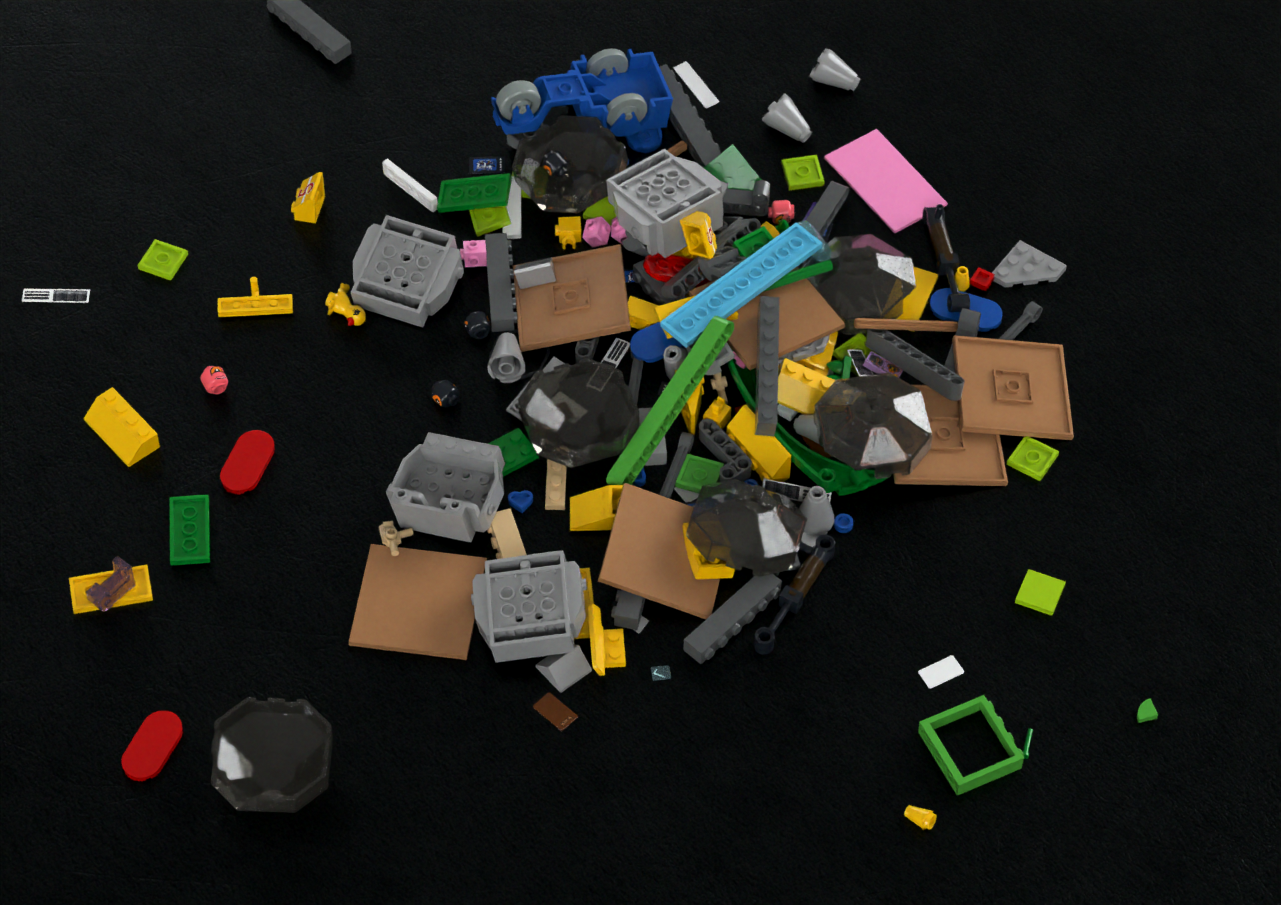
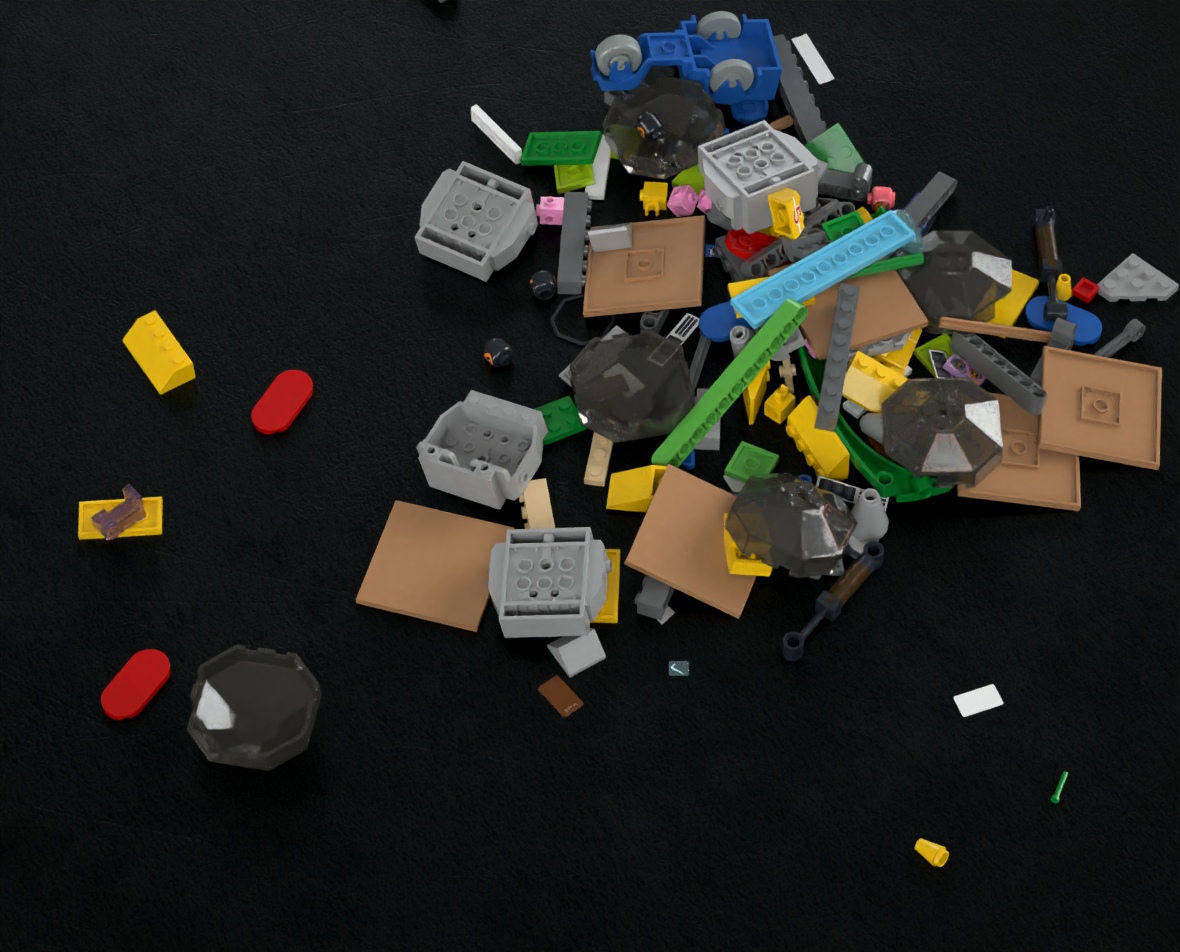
camera: 10 degrees right, 0 degrees up
(56, 295) = (115, 211): sticker -> none
(162, 259) = (230, 186): lime tile -> none
(189, 530) = (211, 465): green plate -> none
(214, 380) = (261, 314): coral head -> none
(255, 304) = (317, 240): yellow plate -> none
(309, 199) = (390, 138): yellow slope -> none
(341, 304) = (405, 249): yellow animal -> none
(392, 537) = (418, 495): tan piece -> none
(482, 165) = (580, 121): black sticker -> none
(506, 359) = (567, 323): light grey cone -> none
(520, 500) = (559, 471): blue tile -> none
(606, 645) = (623, 632): yellow plate -> none
(641, 313) = (715, 289): yellow brick -> none
(684, 447) = (741, 432): dark grey piece -> none
(732, 617) = (762, 617): dark grey brick -> none
(736, 462) = (791, 453): dark grey beam -> none
(787, 119) = (902, 103): light grey cone -> none
(802, 172) = (911, 160): lime tile -> none
(834, 71) = (960, 58): light grey cone -> none
(841, 368) = (918, 367): green tile -> none
(843, 523) = (897, 531): blue tile -> none
(884, 180) = (997, 176): bright pink piece -> none
(943, 759) = (1005, 817): bright green window -> none
(1032, 458) = (1111, 484): lime tile -> none
(1040, 592) = (1098, 627): lime tile -> none

